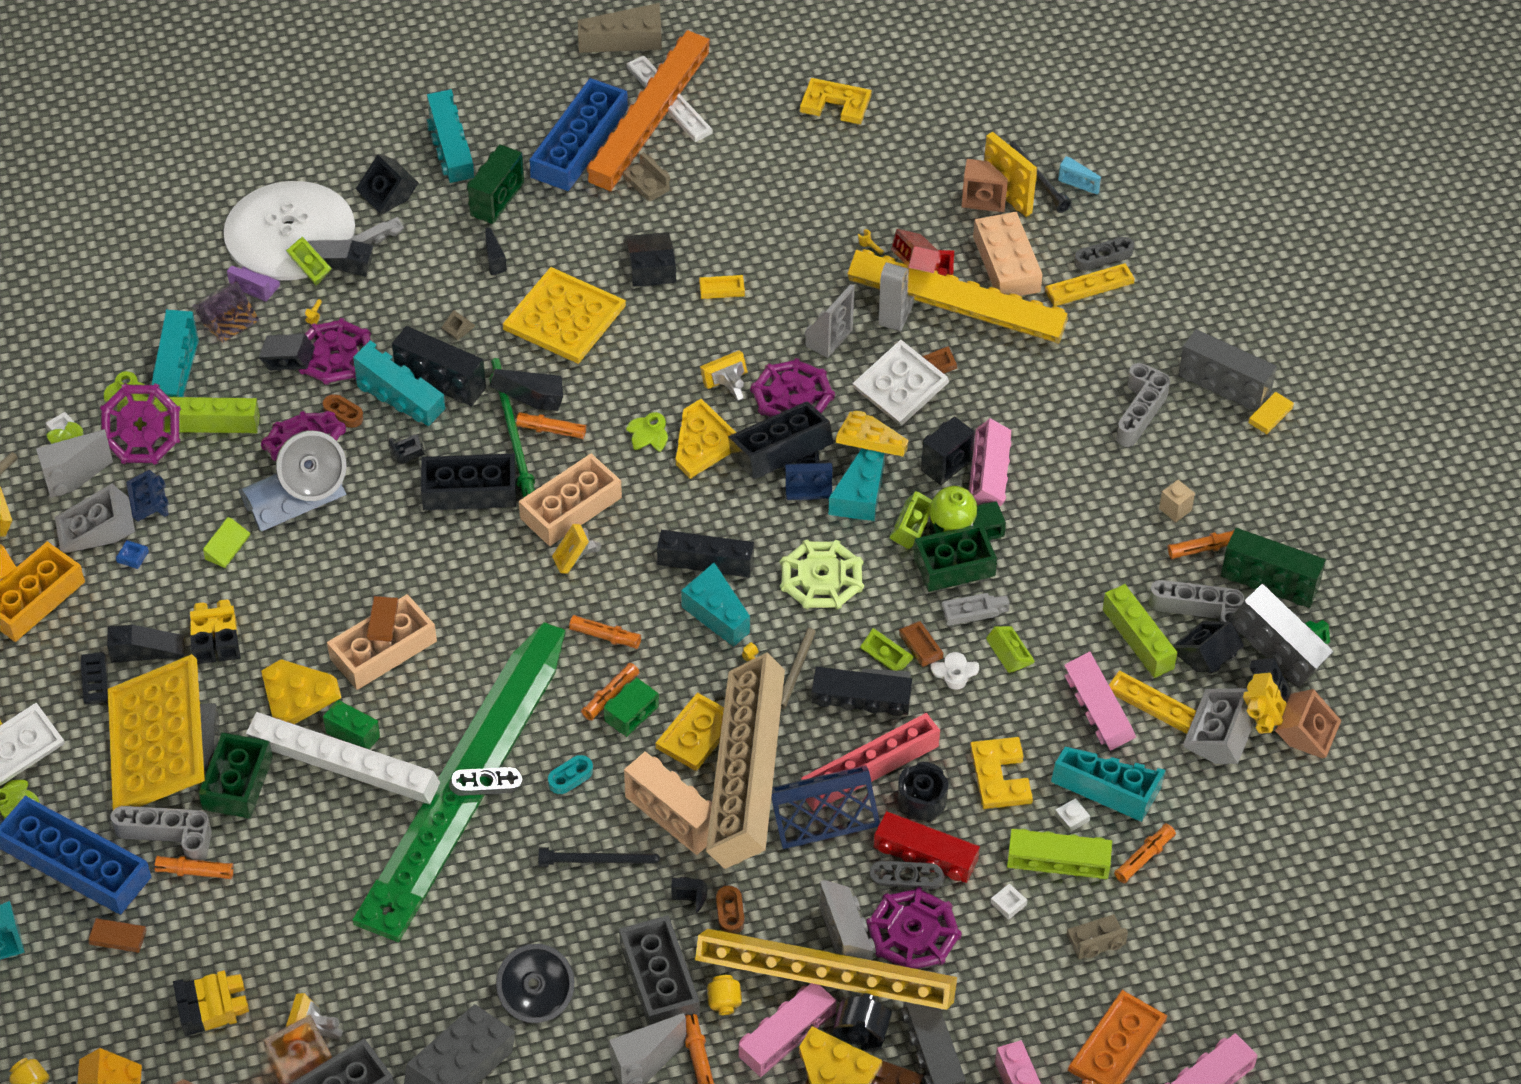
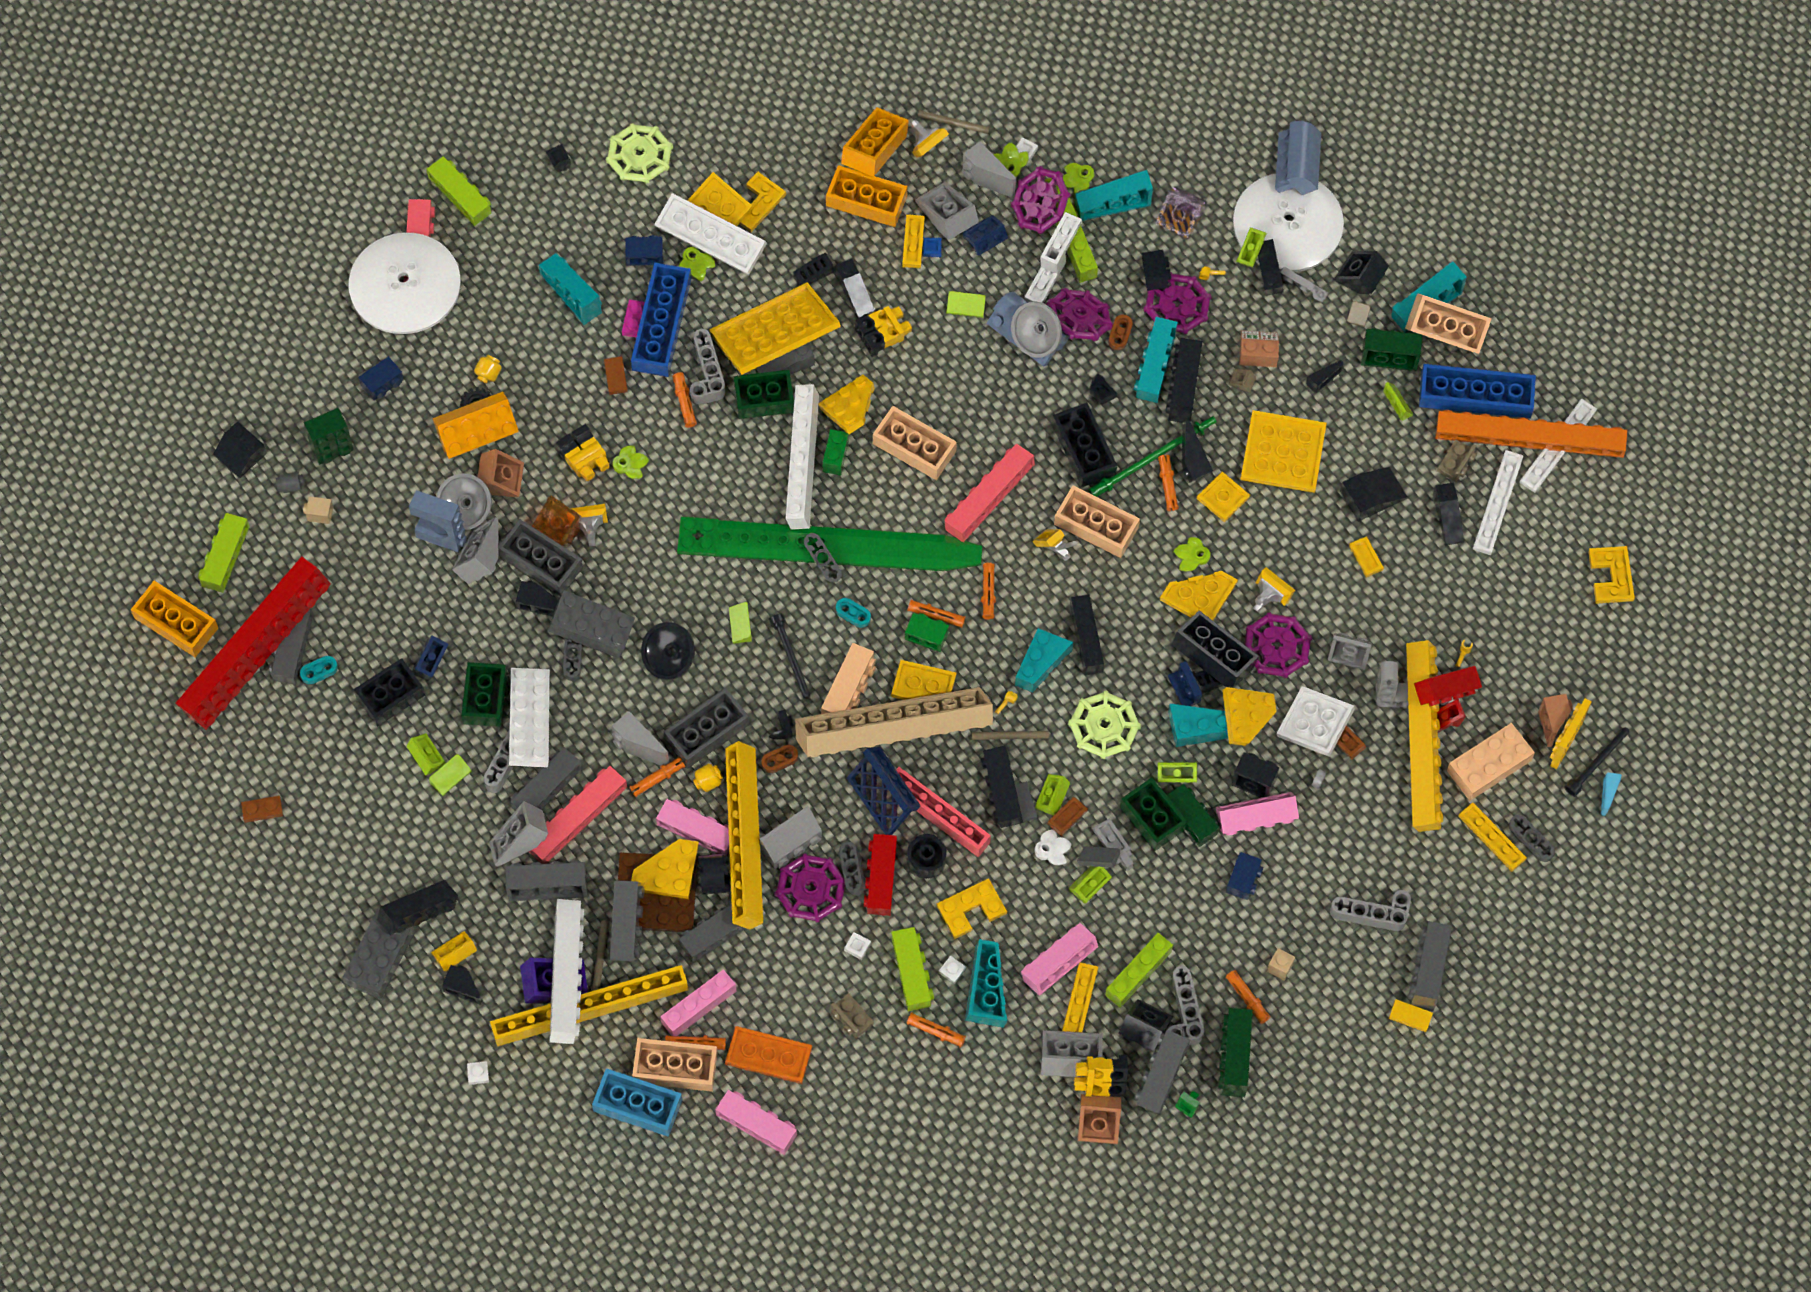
camera: 70 degrees right, 15 degrees up
(49, 890) = (632, 318): none -> dark pink plate
(115, 567) = (913, 241): none -> yellow plate
(222, 436) = (1053, 258): none -> white bracket
(223, 190) = (1298, 158): none -> sand blue brick
(248, 955) = (632, 460): none -> lime plate
(253, 283) = (1222, 219): medium lavender panel -> none
(382, 619) = (925, 434): dark orange tile -> none
(430, 296) = (1259, 348): none -> nougat slope
(433, 204) = (1358, 313): none -> slope
(483, 591) = (989, 492): none -> coral brick
(493, 123) = (1448, 323): none -> light nougat brick
(528, 897) = (740, 623): none -> lime slope
(553, 204) = (1397, 401): none -> lime slope
(591, 385) = (1223, 496): none -> yellow tile
(622, 30) = (1616, 385): dark tan wedge -> none
(702, 201) = (1448, 513): none -> black slope
(711, 163) = (1498, 502): none -> white tile
(953, 508) = (1191, 796): lime cylinder -> none
(968, 403) = (1319, 778): none -> light grey tile
(987, 624) = (1098, 856): none -> dark grey tile
(1058, 502) = (1244, 875): none -> dark blue brick

